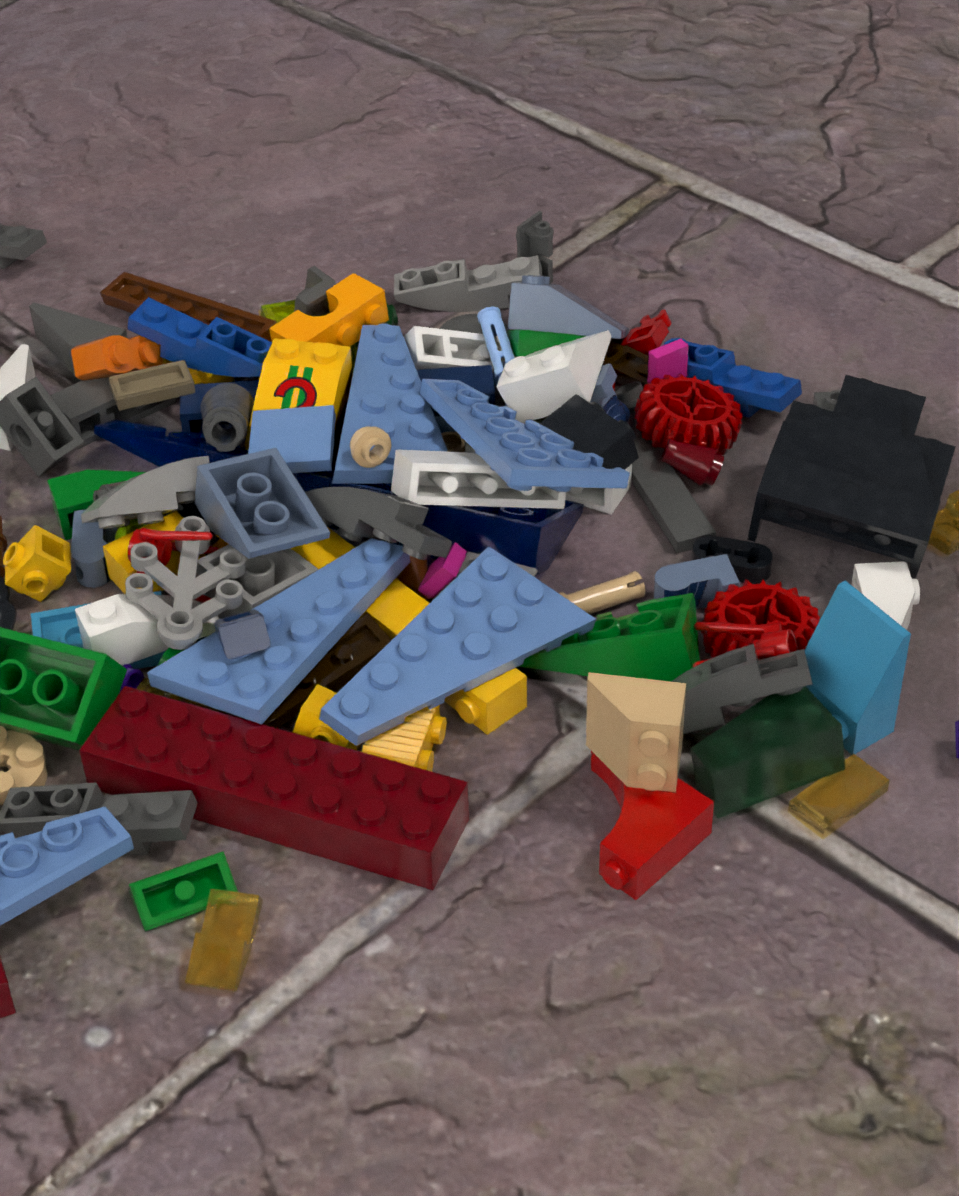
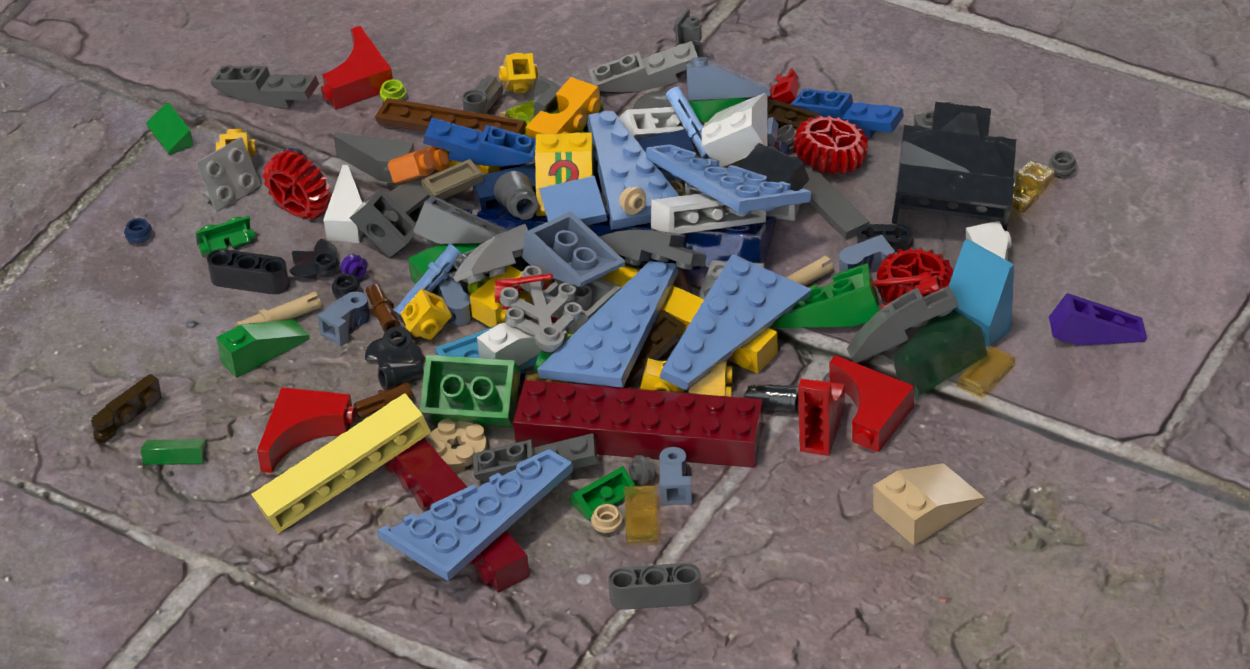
camera: 10 degrees left, 0 degrees up
(68, 498) = (433, 276): none -> medium blue pin
(102, 242) = (358, 75): none -> red arch
(114, 440) = (446, 224): none -> slope
(139, 264) = (392, 89): none -> lime plate
(165, 927) = (606, 518): none -> tan plate
(175, 1062) = (654, 586): none -> dark grey beam
(242, 633) = (593, 334): slope -> none
(246, 288) = (483, 95): none -> dark grey piece
(252, 863) = (642, 469): none -> dark grey plate
(291, 892) = (674, 482): none -> sand blue leg
(297, 258) = (518, 72): none -> yellow brick
(442, 571) = (700, 276): dark pink tile -> none
(495, 779) = (775, 397): none -> black hinge
(551, 821) = (819, 414): none -> red arch
(636, 728) = (859, 349): tan slope -> none
(669, 360) = (807, 107): dark pink tile -> none
(686, 1005) = (923, 500): none -> tan slope
(694, 461) = (843, 175): dark red cone -> none

